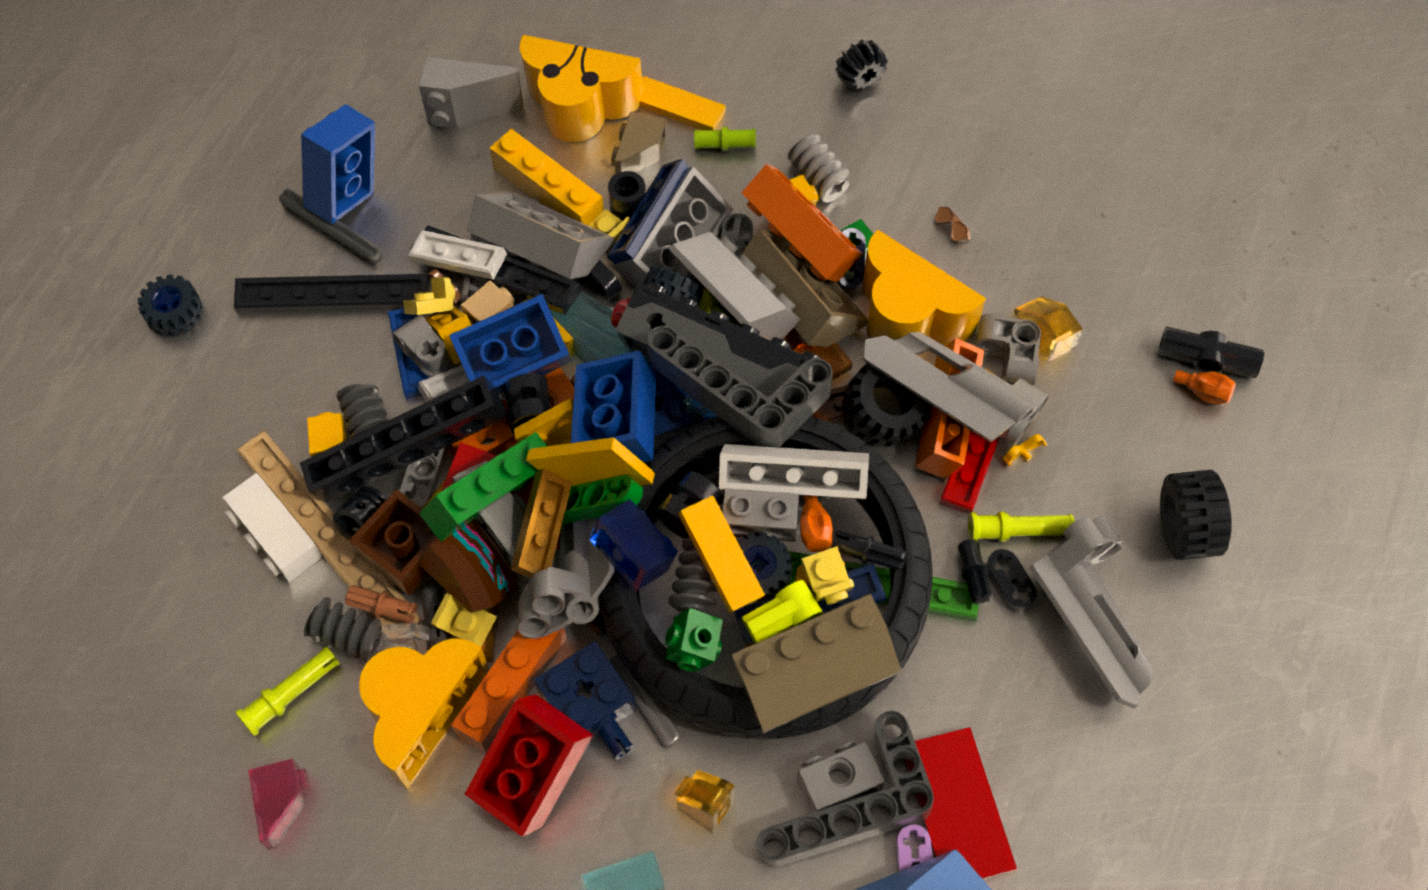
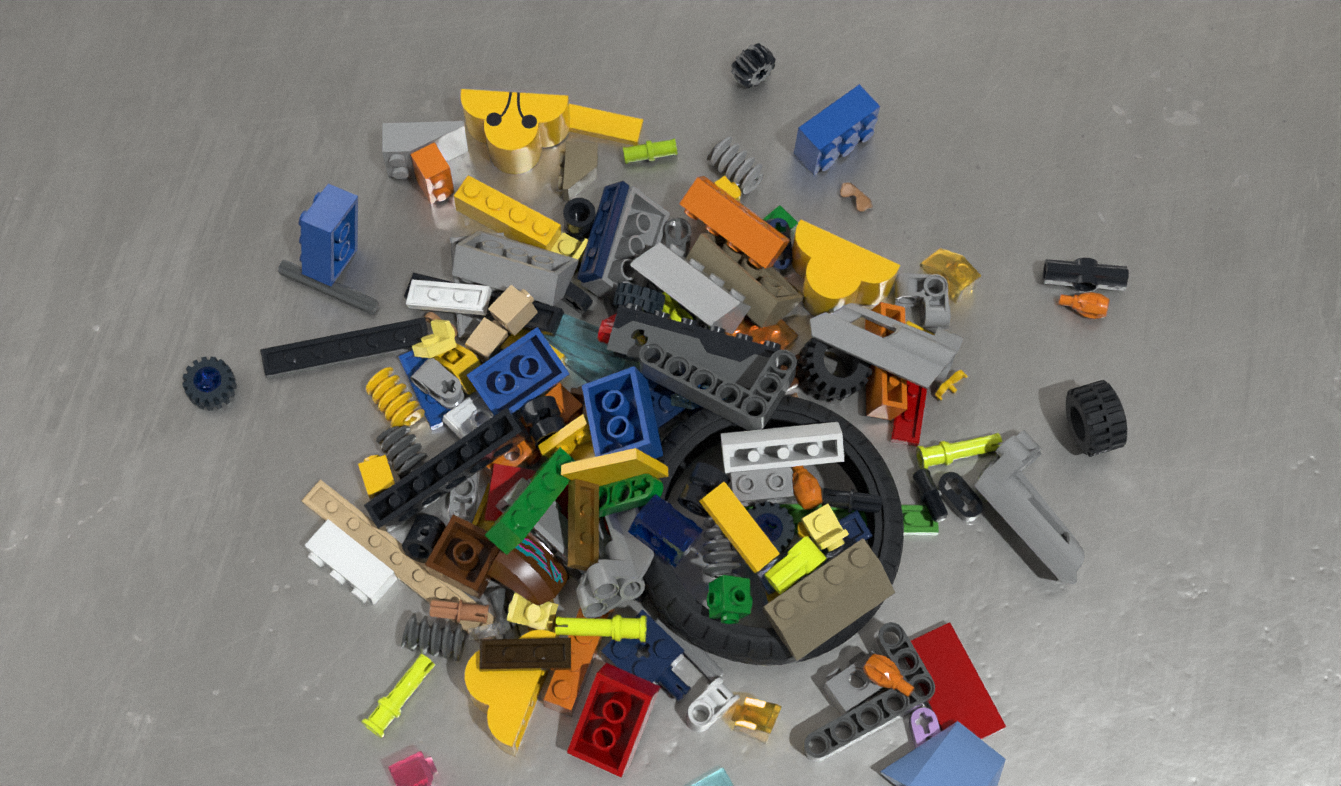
camera: 15 degrees left, 5 degrees up
(369, 354) = (391, 400): none -> yellow piece
(437, 664) = (525, 654): none -> dark brown tile
(472, 121) = (432, 173): none -> orange brick
(523, 274) = (513, 309): none -> tan brick
(555, 653) = (617, 628): none -> neon yellow pin
(661, 769) = (715, 702): none -> white piece
(875, 772) = (886, 674): none -> orange piece
(942, 145) = (836, 130): none -> blue brick

